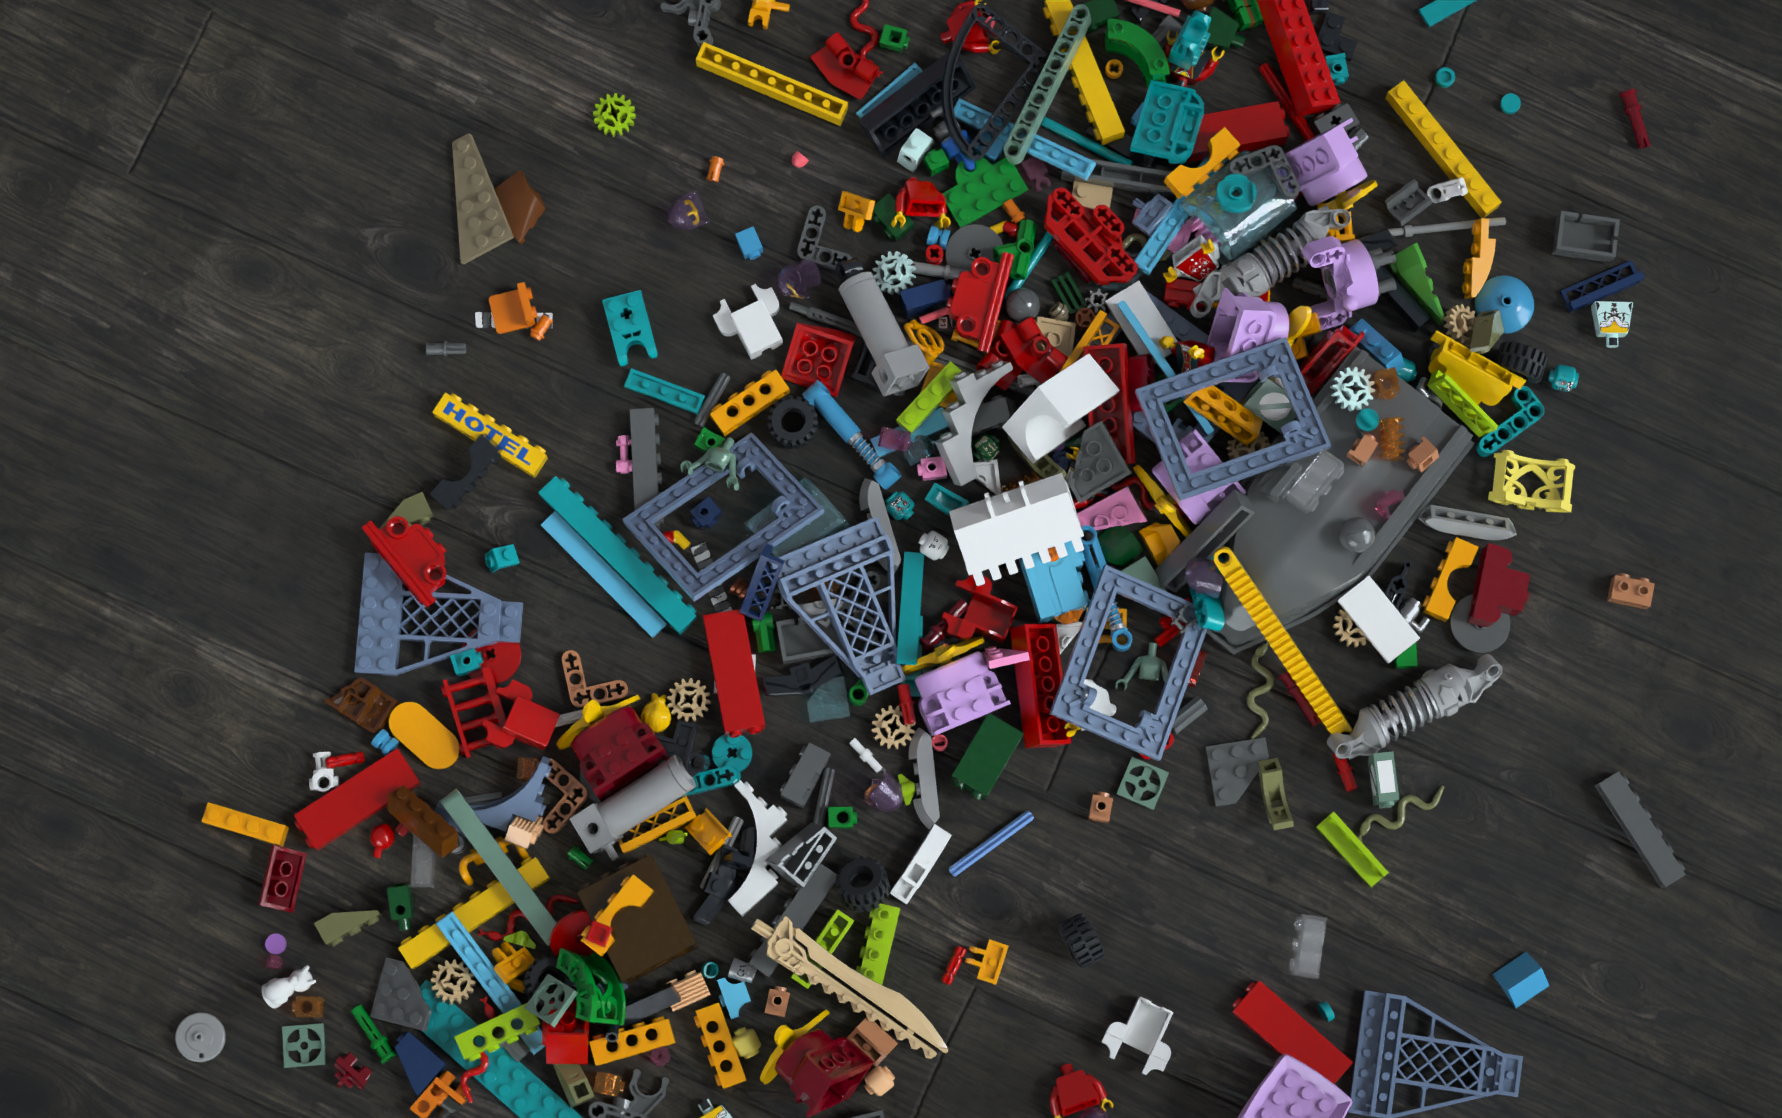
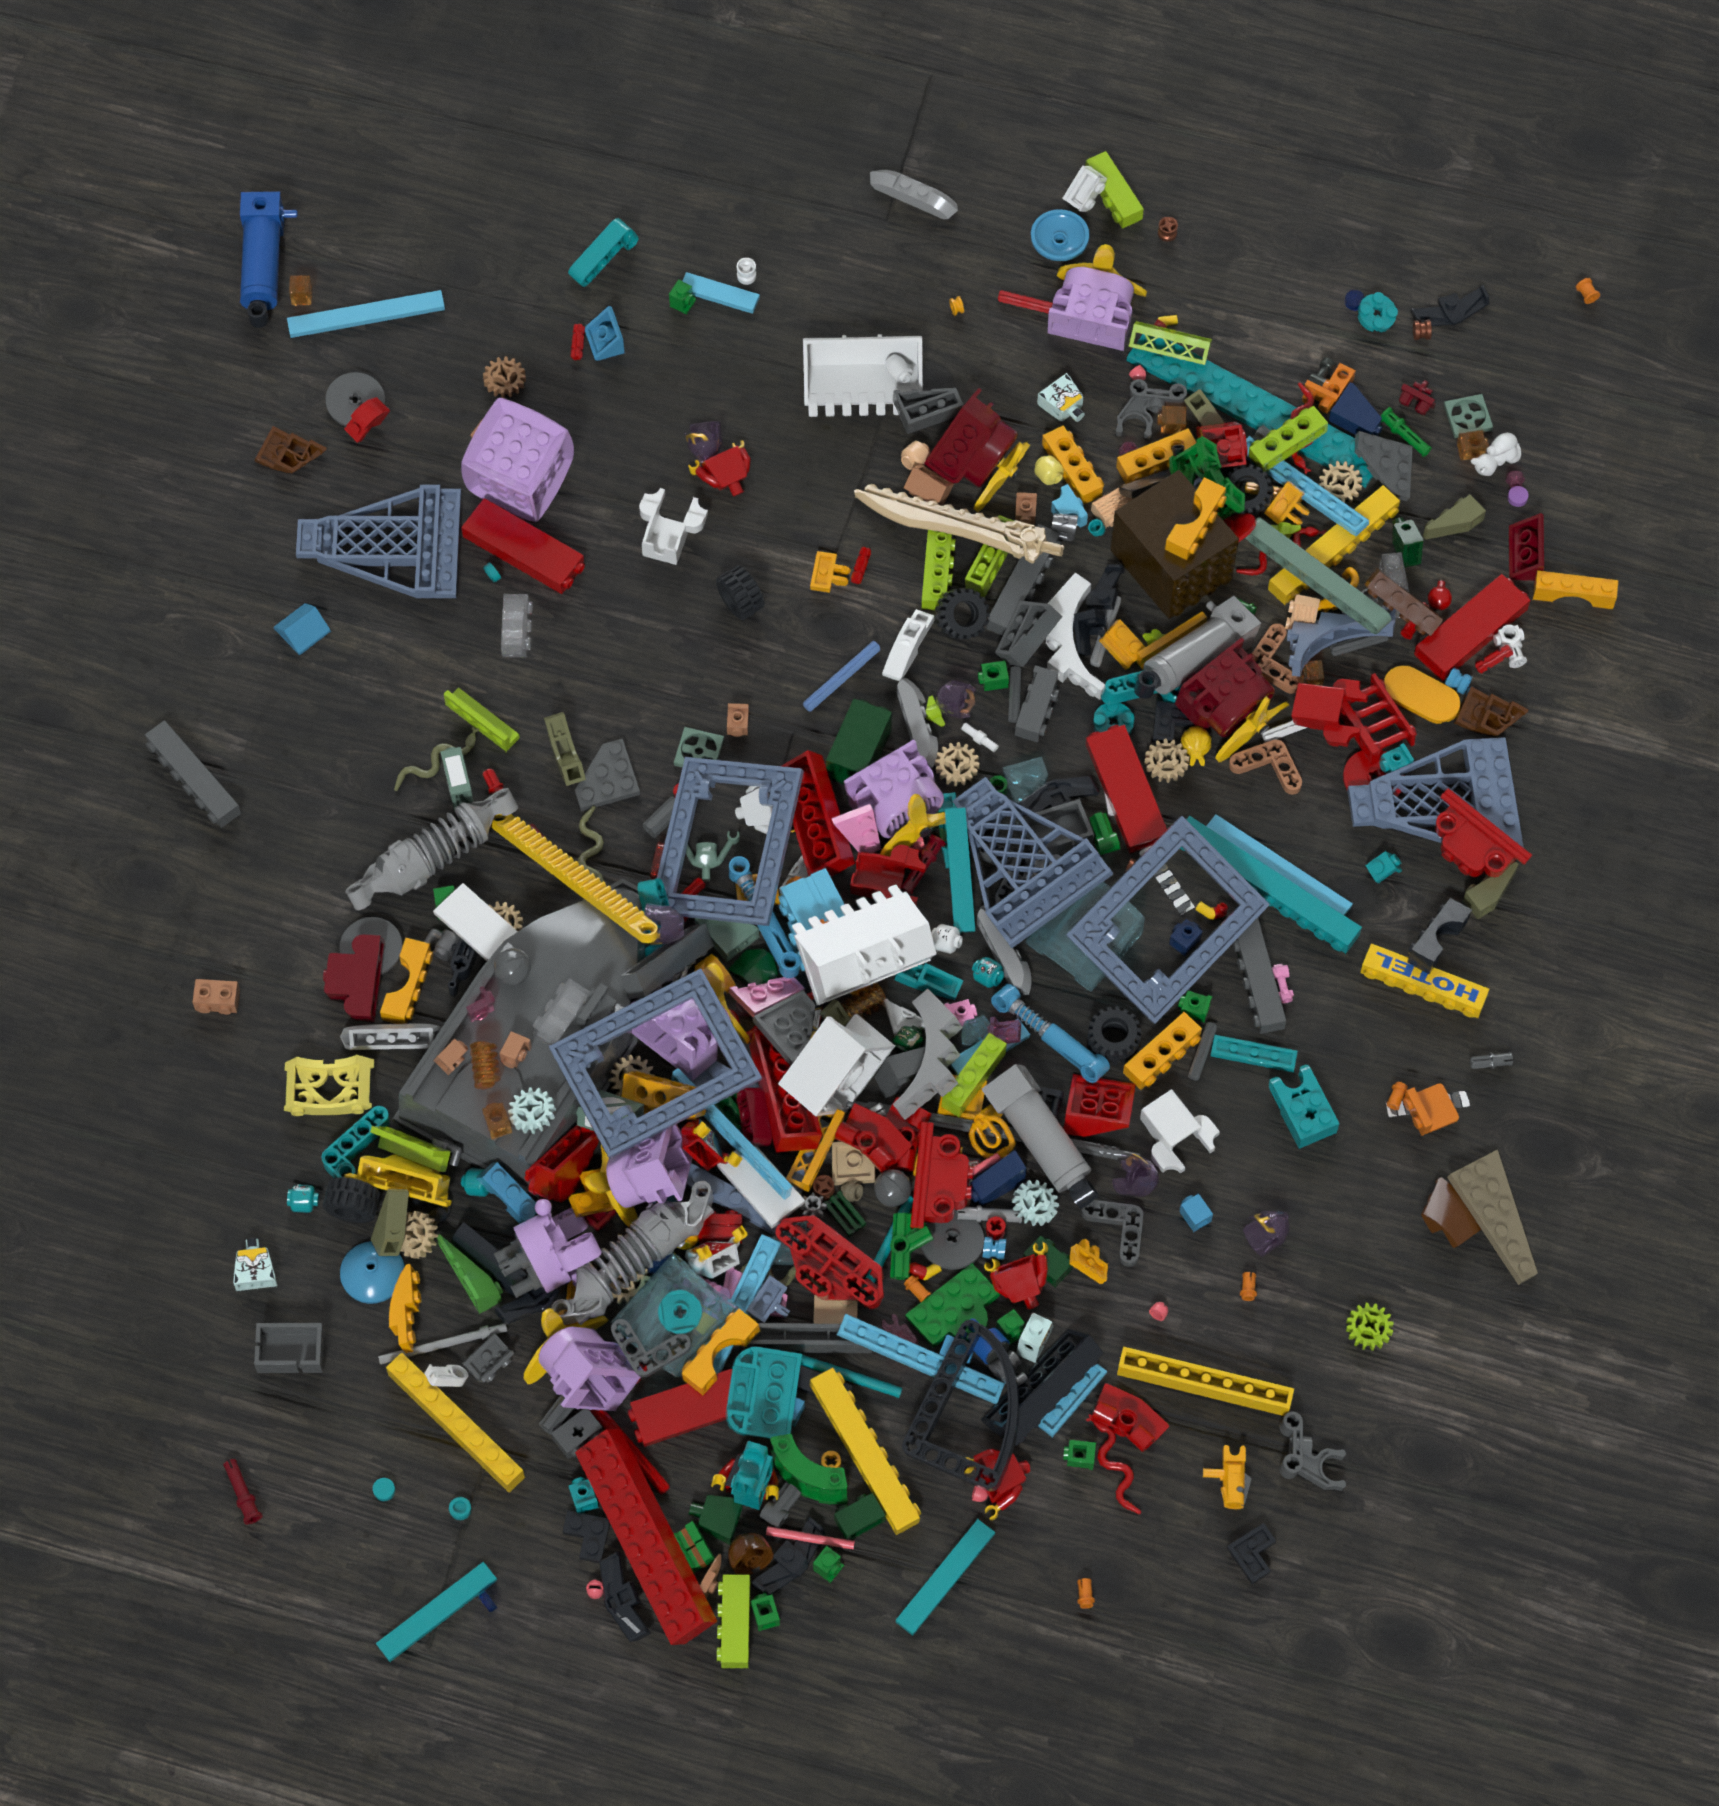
camera: 175 degrees right, 15 degrees down
(200, 1037) = (1567, 407): light grey wheel -> none
(541, 994) = (1236, 469): sand green piece -> none
(599, 933) = (1209, 493): red tile -> none
(717, 459) = (1183, 980): sand green piece -> none
(751, 596) = (1116, 854): dark blue fence -> none
(906, 704) = (947, 781): red axle -> none
(1047, 75) = (898, 1423): sand green beam -> none
(1179, 615) = (687, 887): dark grey piece -> none
(1367, 420) = (513, 1080): teal piece -> none
(1605, 291) = (262, 1297): dark blue fence -> none

